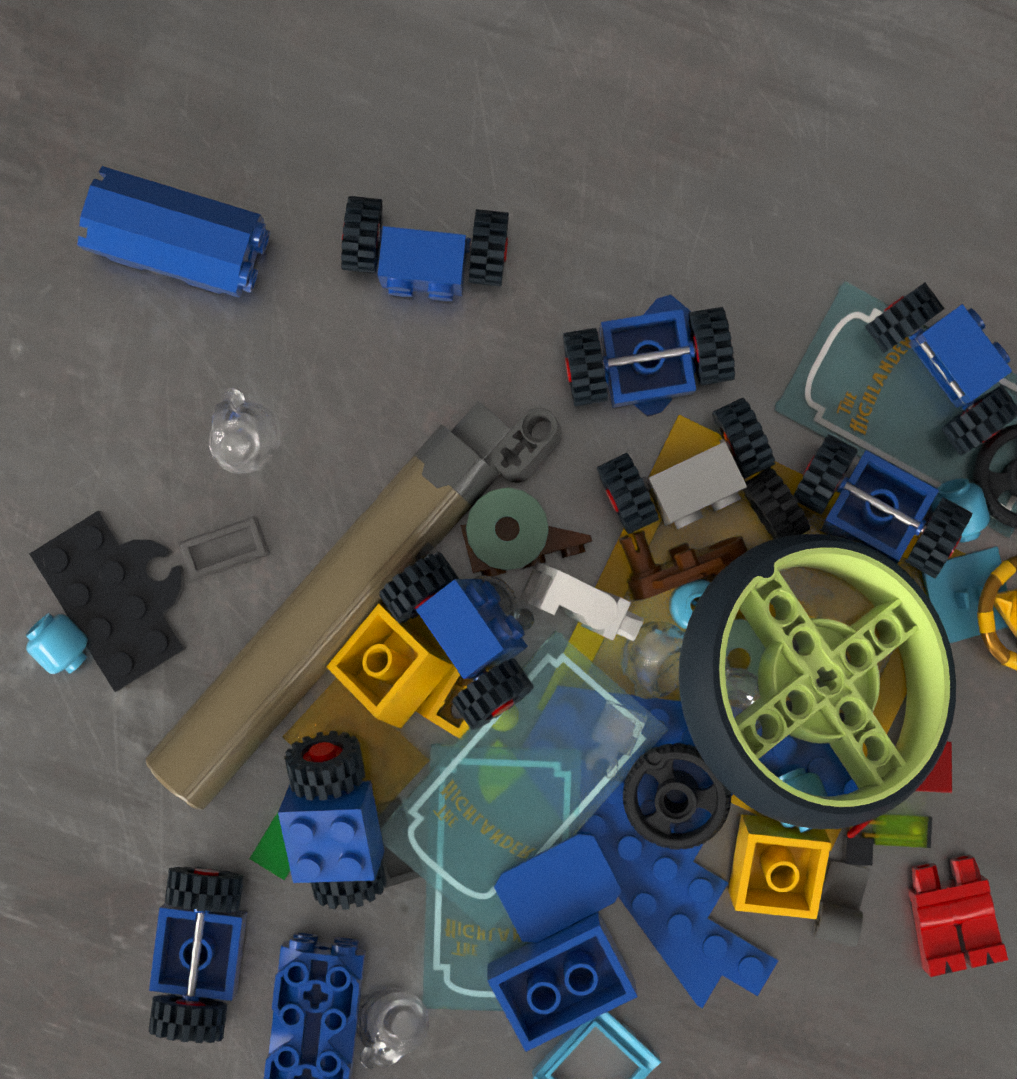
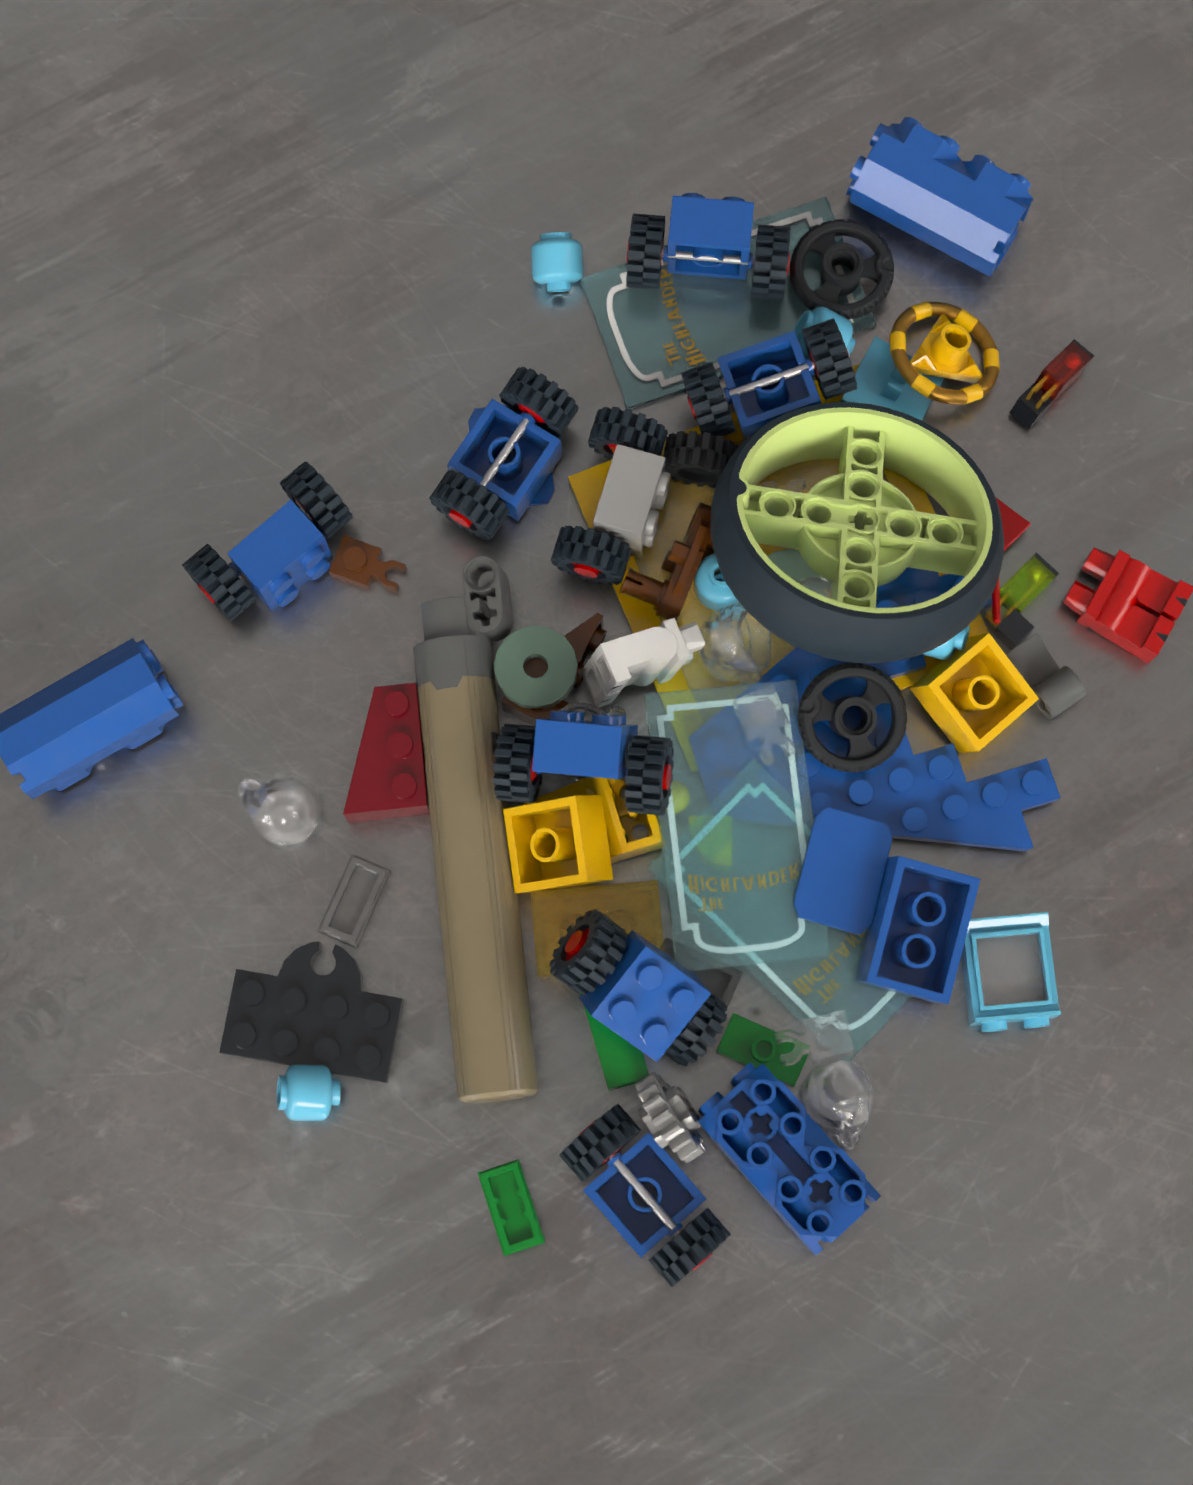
camera: 40 degrees left, 10 degrees down
(108, 861) = (511, 1207): none -> green plate
(267, 922) = (670, 1117): none -> light grey gear
(347, 481) = (390, 759): none -> dark red wedge
(381, 939) = (751, 1042): none -> green plate
(424, 980) = (824, 1038): none -> clear plate
(474, 321) = (360, 564): none -> reddish brown plate
(839, 253) = (557, 261): none -> medium azure head

